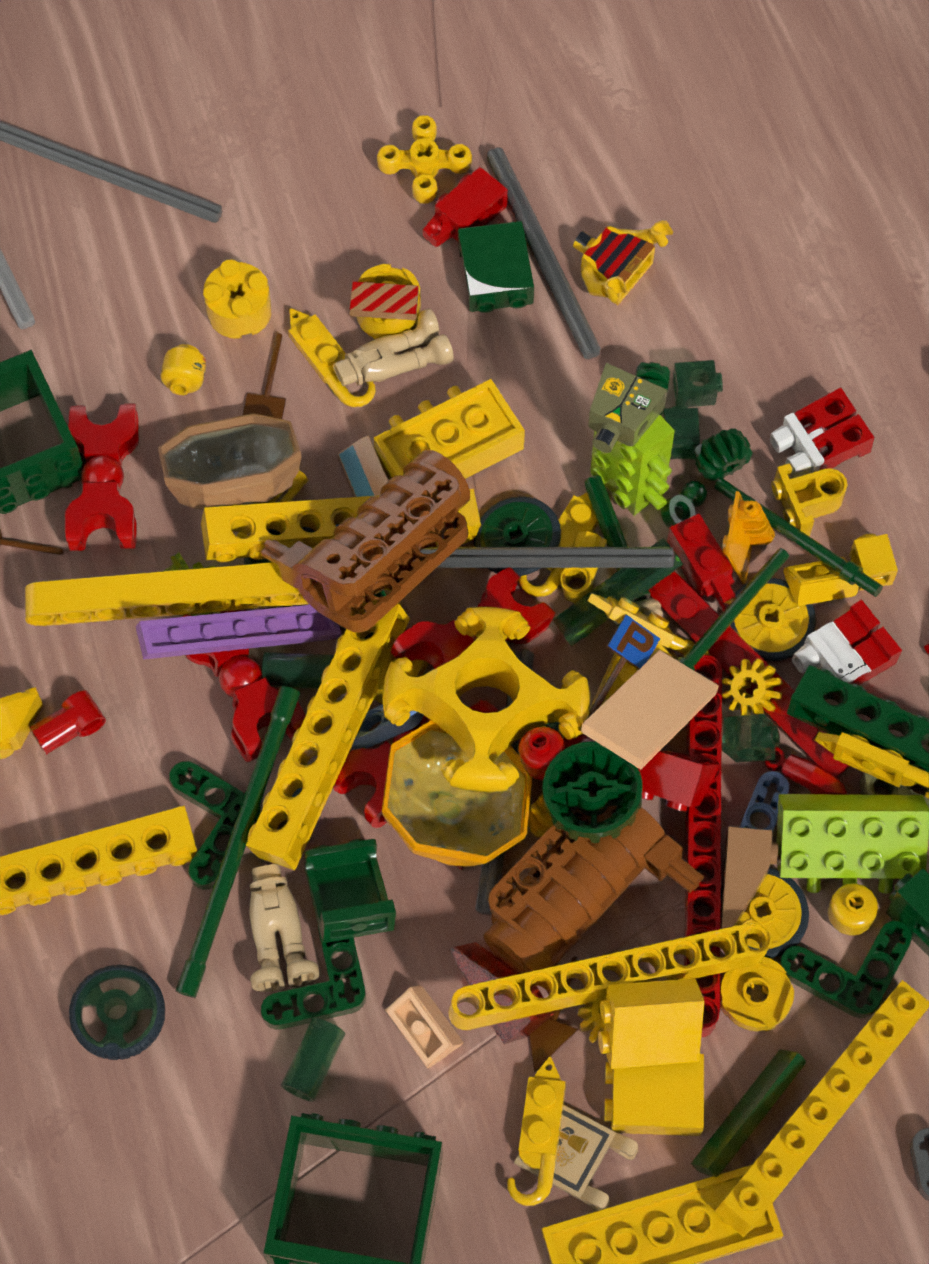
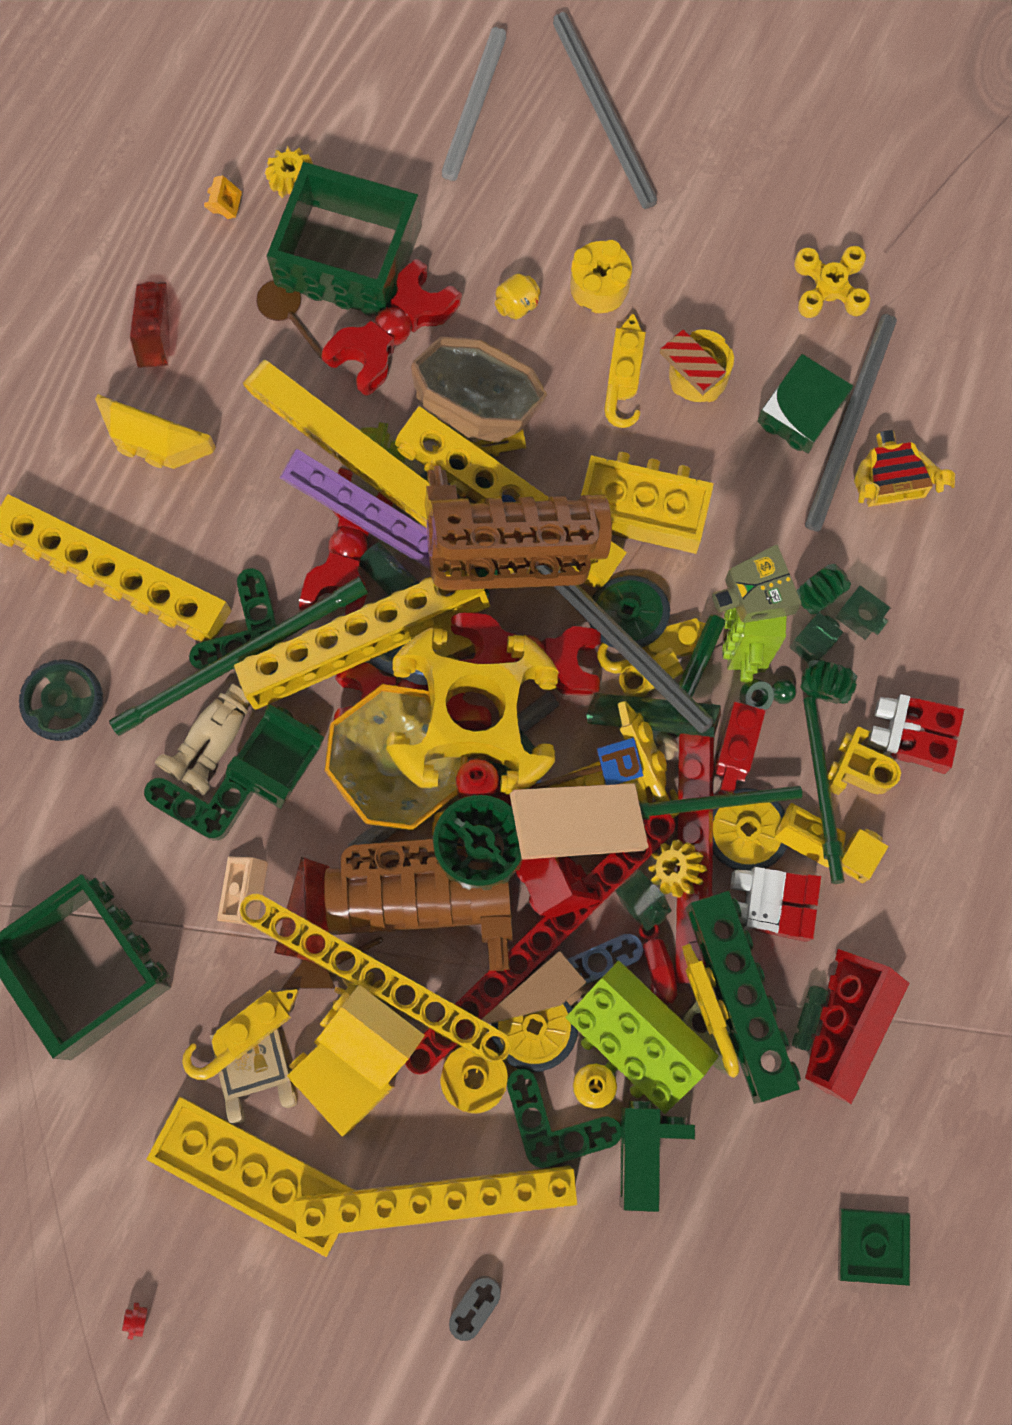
camera: 45 degrees right, 10 degrees up
(77, 717) = (221, 479): red piece -> none
(266, 404) = (550, 370): reddish brown piece -> none
(313, 1059) = (148, 846): clear green pin -> none
(363, 468) = (570, 473): slope -> none
(379, 357) = (653, 403): tan piece -> none
(468, 205) = (826, 342): red hinge -> none
(747, 528) = (786, 750): light orange hinge -> none
(748, 1113) = (386, 1153): dark green tile -> none

